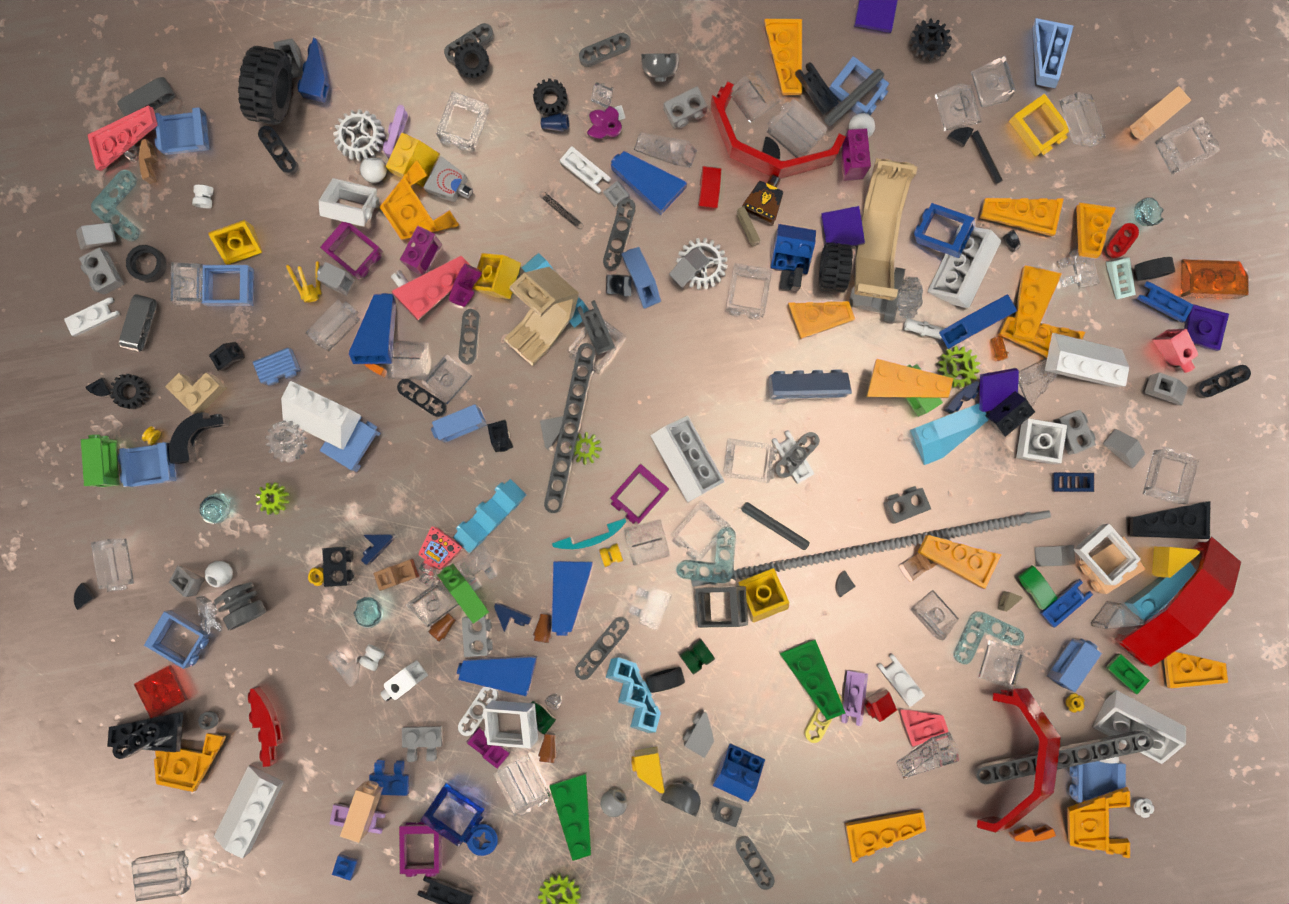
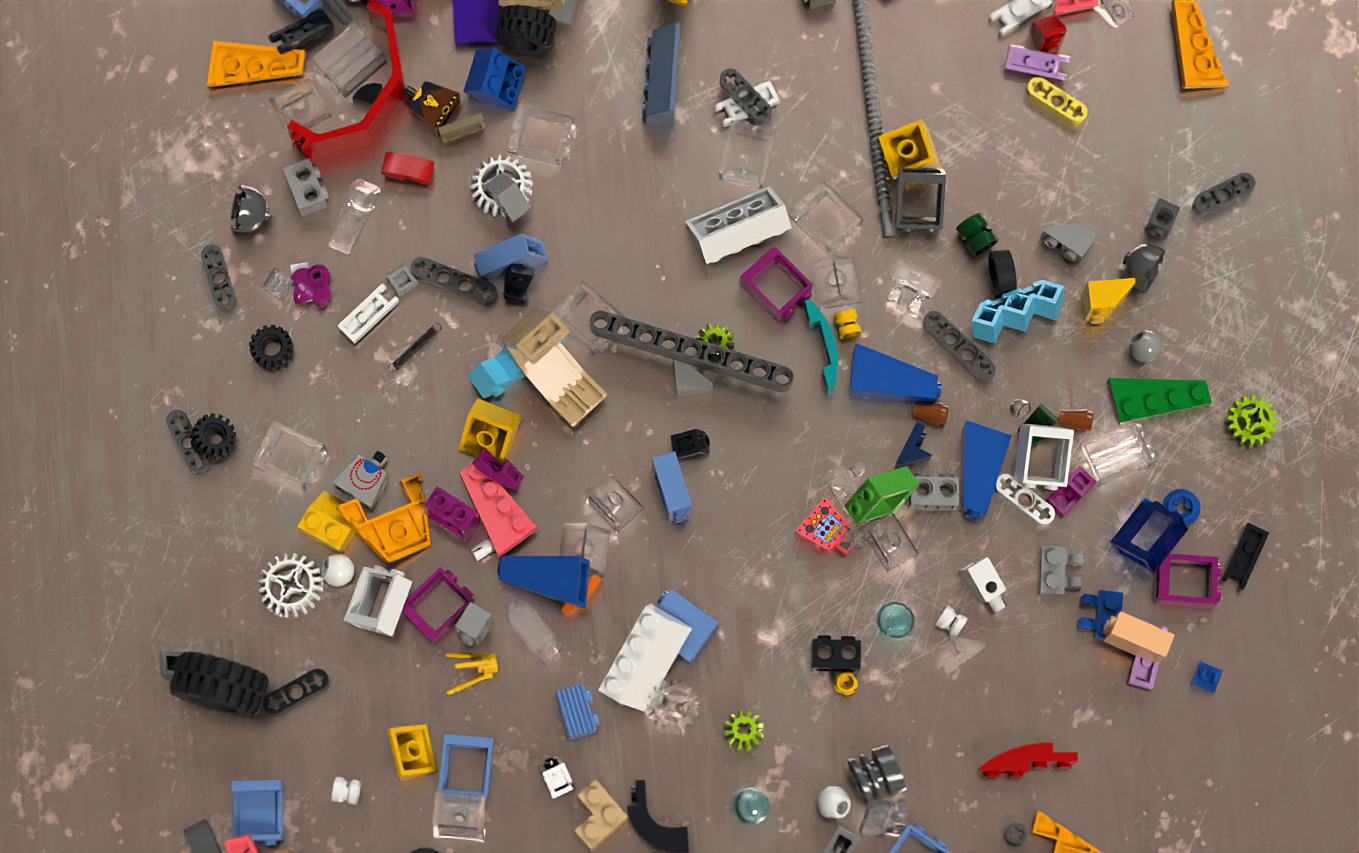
camera: 90 degrees left, 10 degrees down
(247, 811) = (1131, 790): white slope -> none
(315, 80) = (210, 634): blue slope -> none
(380, 543) = (811, 599): dark blue slope -> none
(395, 130) = (290, 539): lavender hinge -> none
(396, 574) = (851, 586): medium nougat slope -> none
(413, 386) = (649, 526): black beam -> none
(441, 628) = (921, 534): dark orange cone -> none
(475, 323) = (543, 475): dark grey beam -> none
(489, 515) = (787, 463): medium azure brick -> none
(556, 122) = (304, 342): dark blue cone -> none
(597, 329) = (576, 307): dark grey hinge -> none
(648, 181) = (393, 238): blue slope -> none
(720, 564) = (868, 195): clear light blue beam -> none
(739, 773) = (1118, 200): blue slope -> none
(775, 526) = (827, 132): dark grey axle -> none
(791, 279) = (533, 83): black bracket -> none
(811, 670) = (1008, 104): green wing -> none
(818, 317) = (580, 58): light orange wing -> none
(844, 584) = (903, 61): black tile -> none

